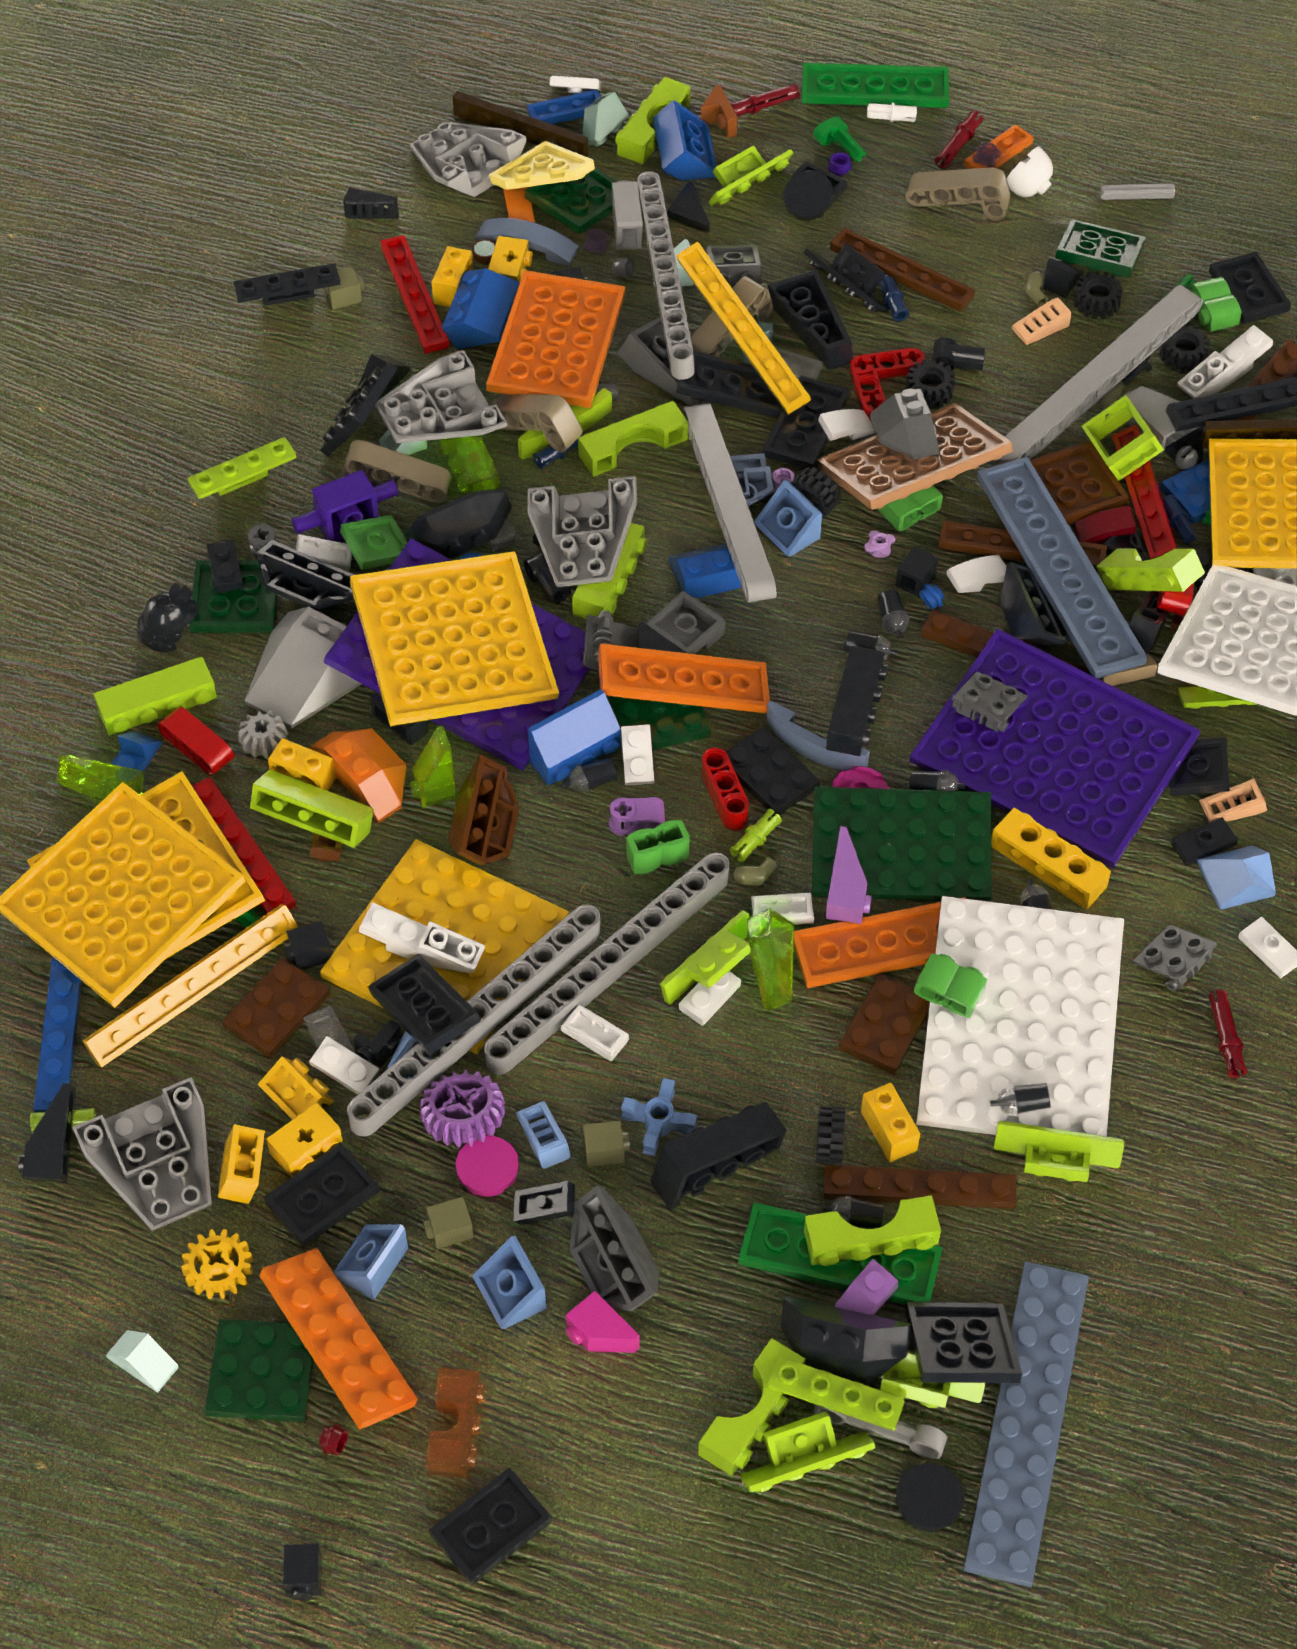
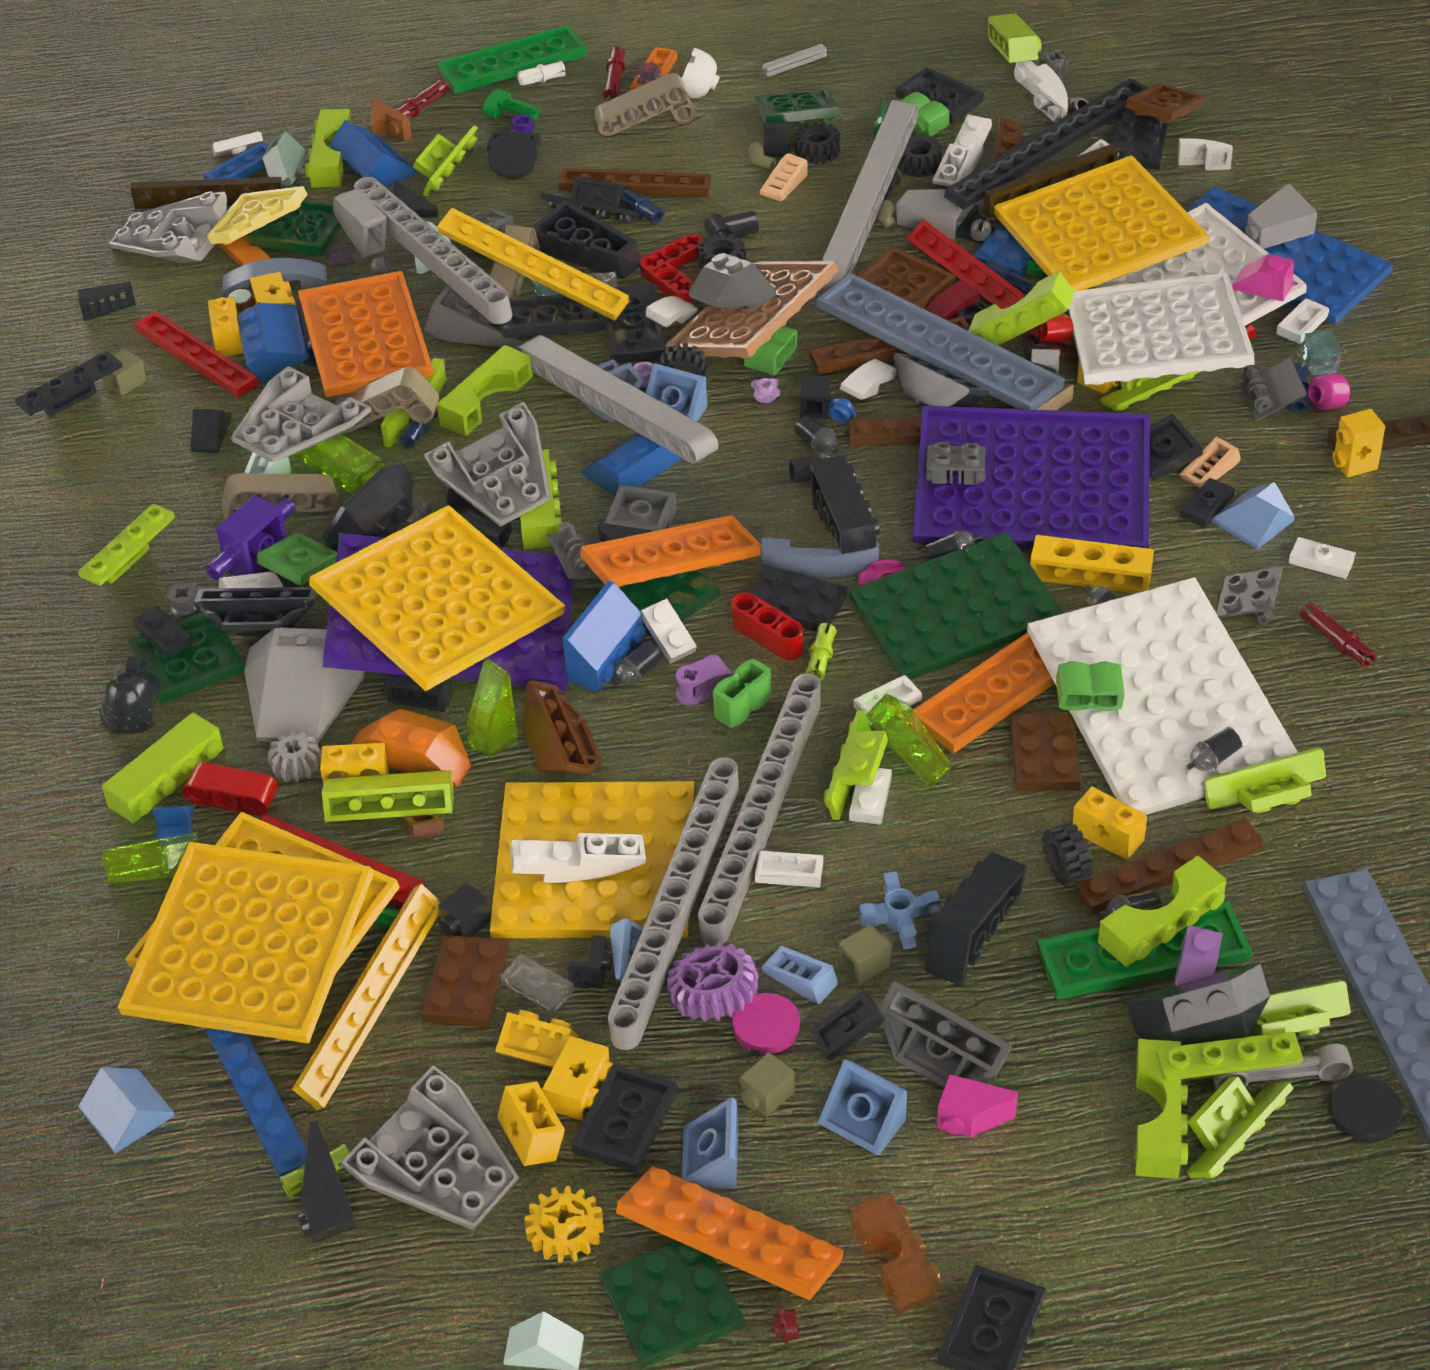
camera: 25 degrees left, 10 degrees down
(343, 1065) = (570, 998): white plate -> none
(358, 408) = (211, 454): black plate -> none
(424, 1004) = (622, 902): black plate -> none
(755, 875) = (842, 683): olive arm -> none
(848, 884) = (936, 647): medium lavender slope -> none
(963, 1342) = (1310, 964): black plate -> none
(1134, 453) = (938, 241): lime window -> none

